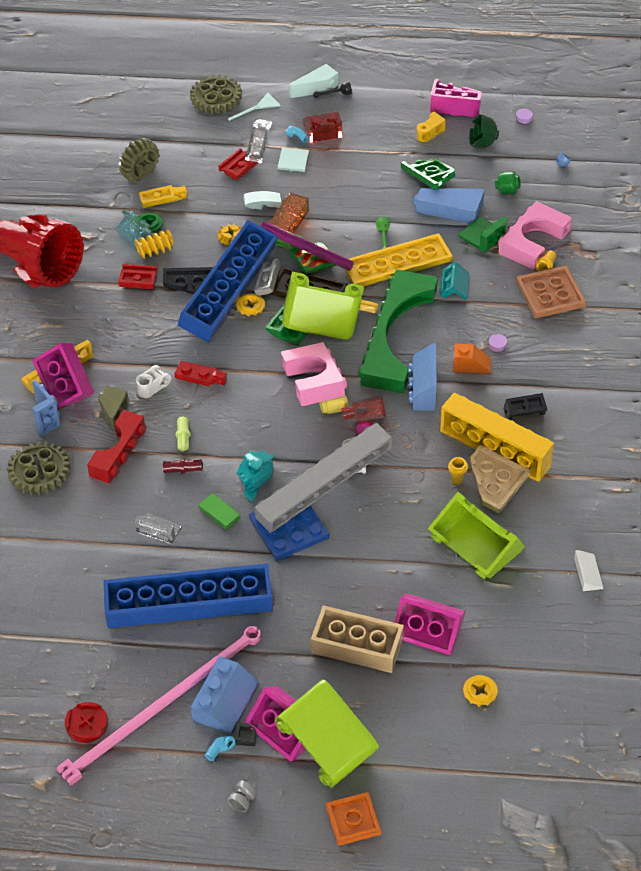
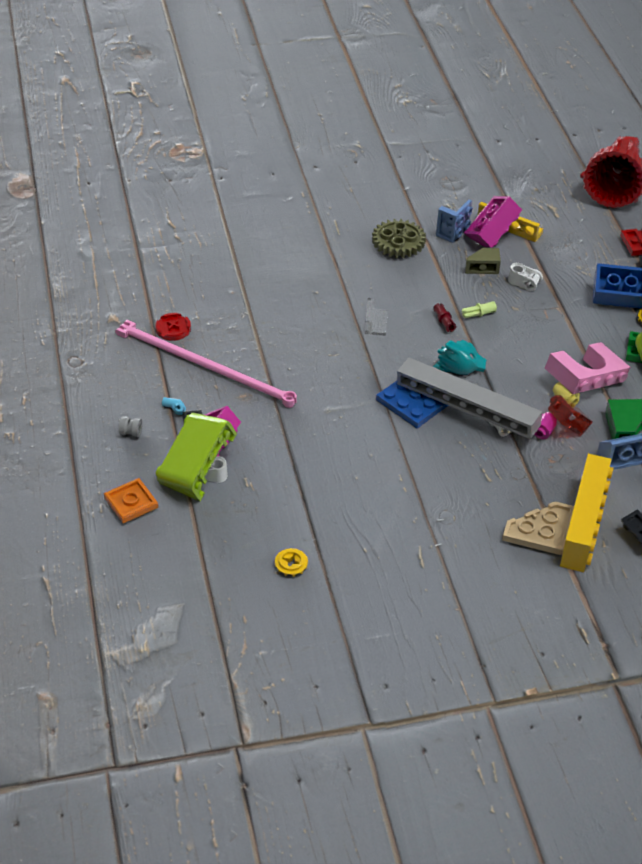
camera: 70 degrees right, 5 degrees down
(106, 463) = (425, 274): red arch -> none
(187, 595) = (309, 349): blue brick -> none
(200, 374) = (552, 305): red hinge -> none
(219, 511) = (410, 348): bright green tile -> none
(224, 696) = (219, 389): medium blue slope -> none
(357, 639) = (307, 461): tan brick -> none
(429, 623) = (348, 508): dark pink slope -> none
(457, 469) = (531, 492): yellow cone -> none
(475, 537) = (465, 524): lime windscreen -> none
(587, 571) = (464, 620): white slope -> none

